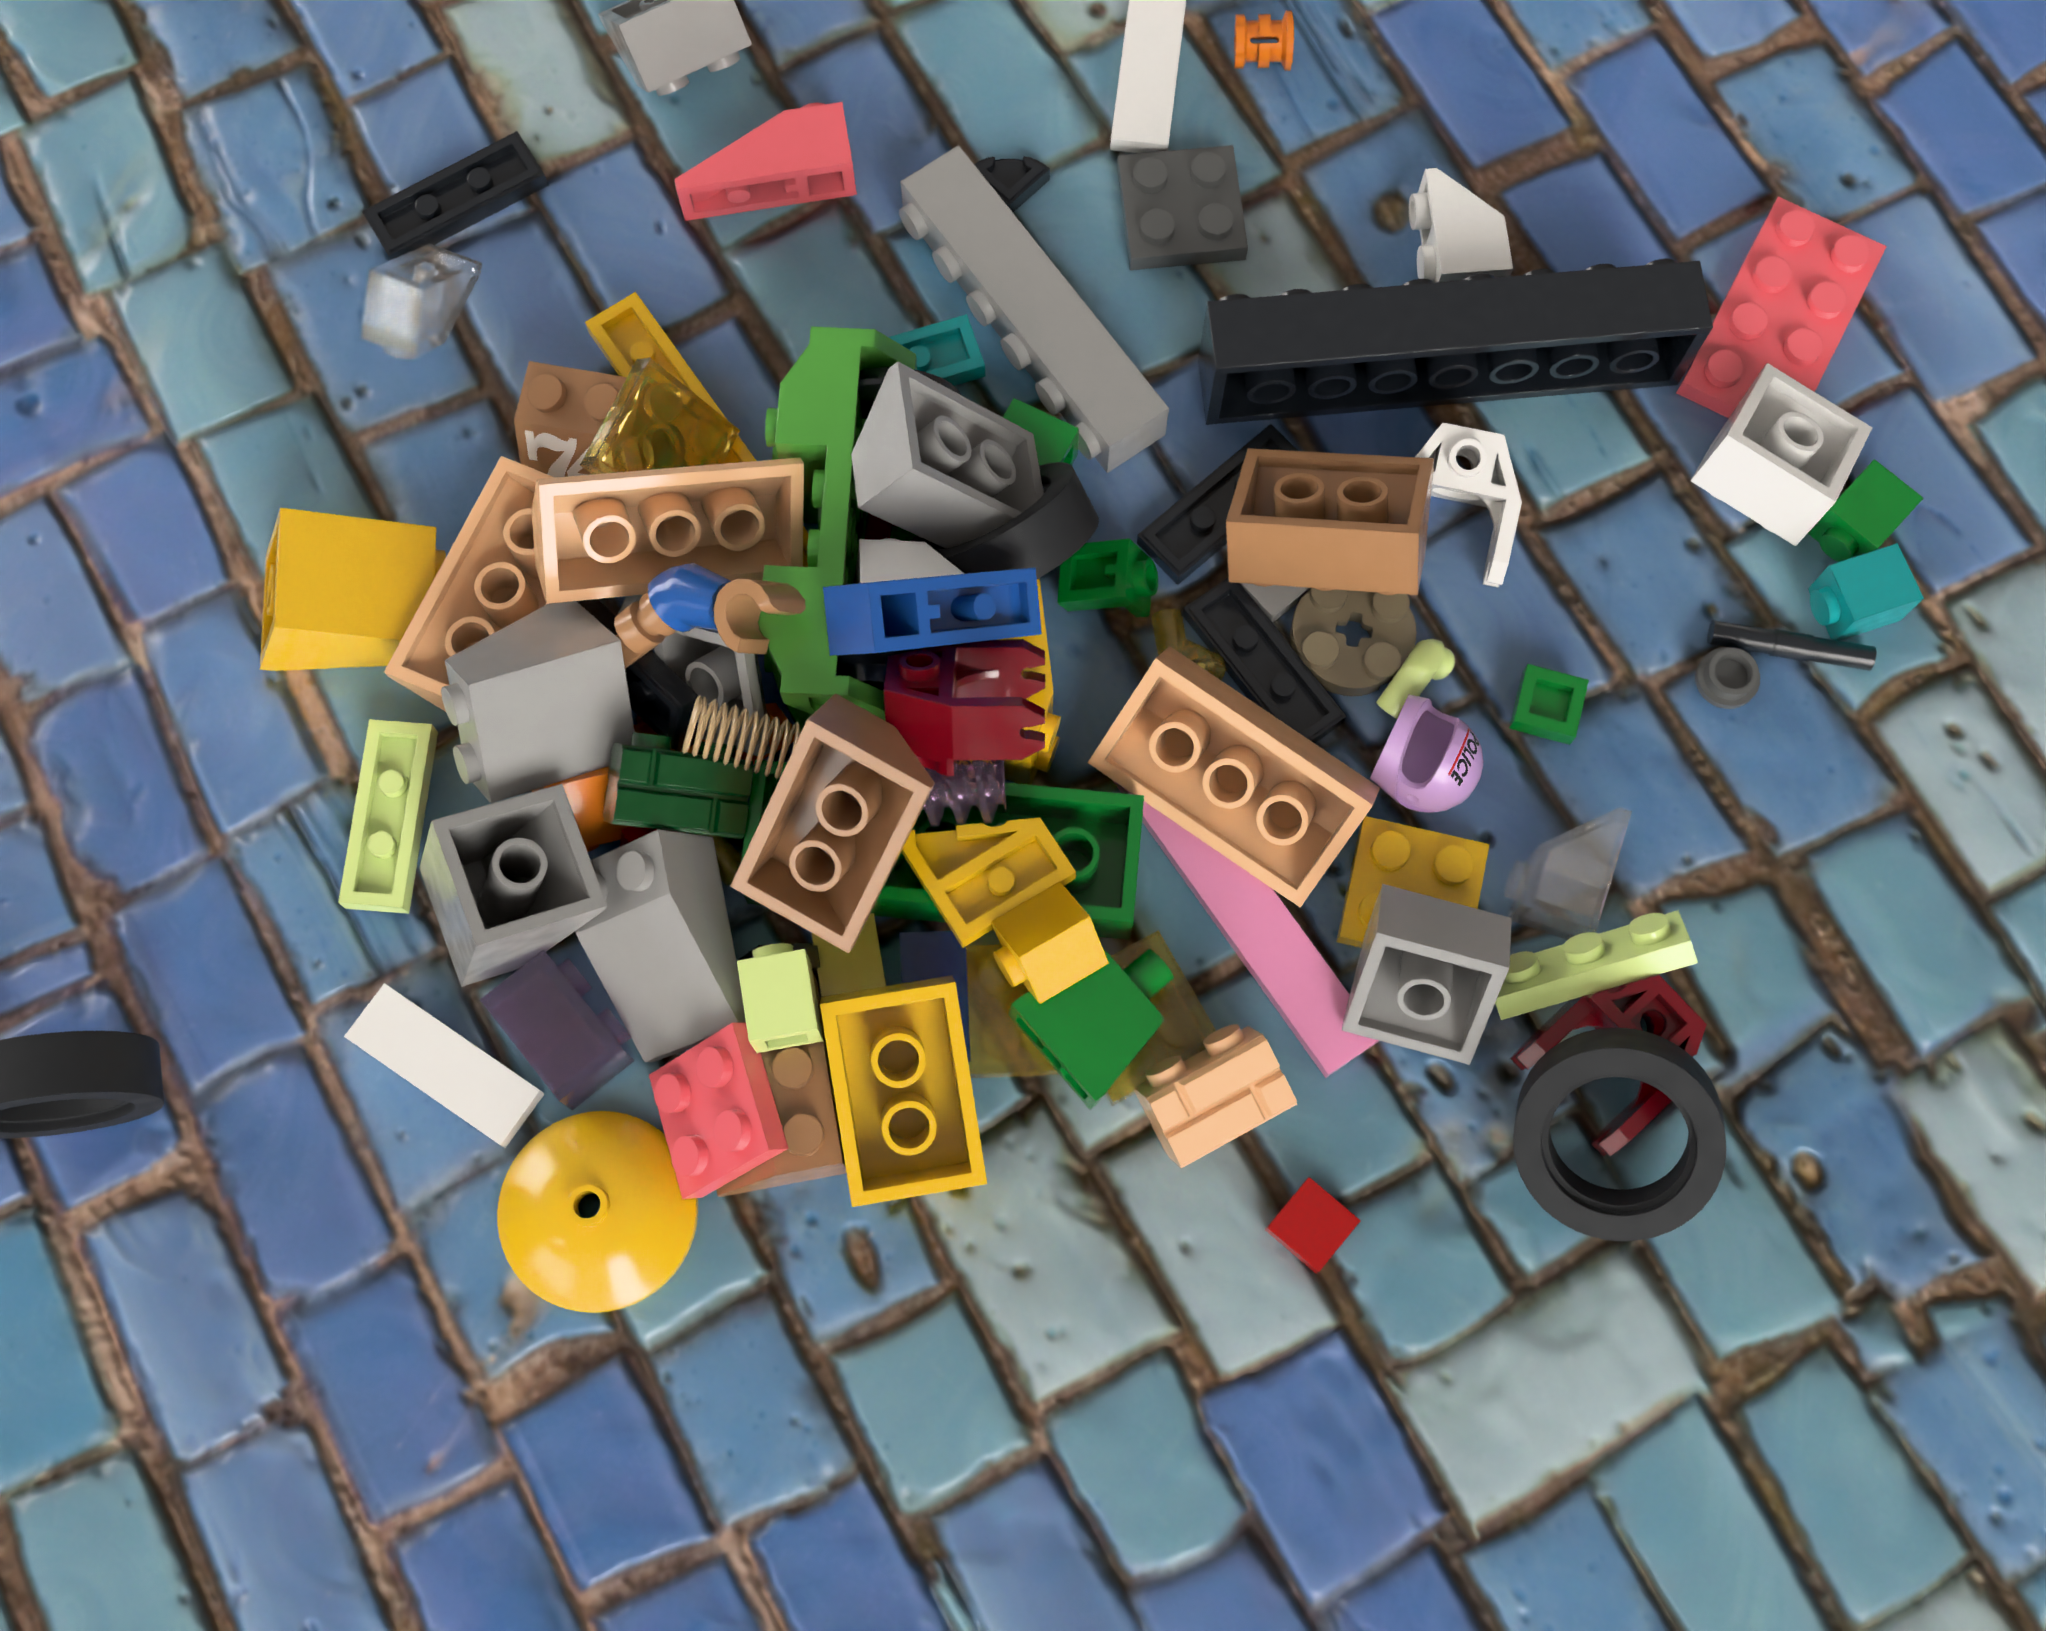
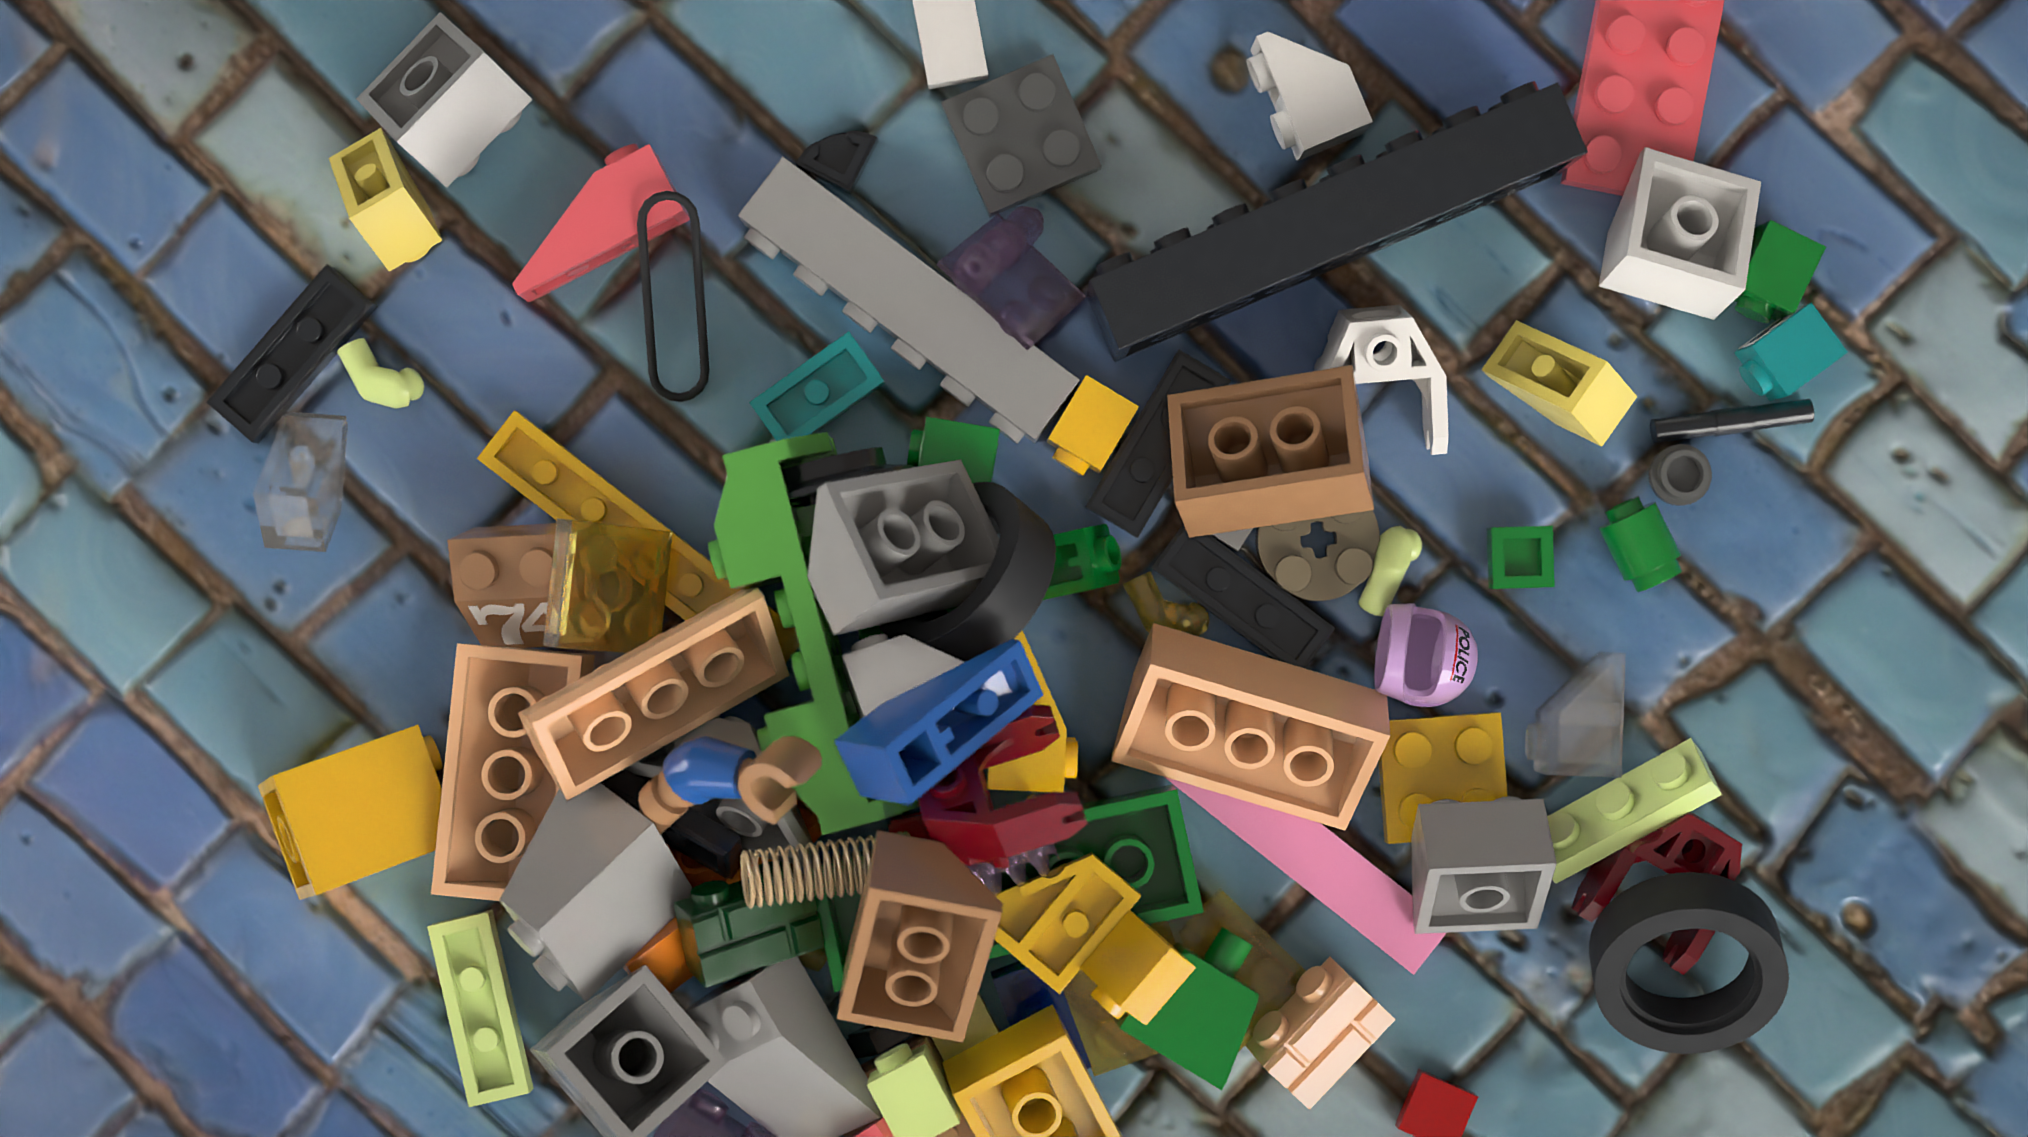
camera: 25 degrees left, 15 degrees up
(524, 241) = (378, 383): none -> yellowish green arm
(589, 95) = (384, 201): none -> light yellow slope
(792, 232) = (647, 295): none -> black piece
(1128, 295) = (1012, 277): none -> clear purple hinge
(1166, 461) = (1090, 427): none -> yellow brick
(1634, 555) = (1561, 382): none -> light yellow slope
(1673, 725) = (1641, 543): none -> green brick

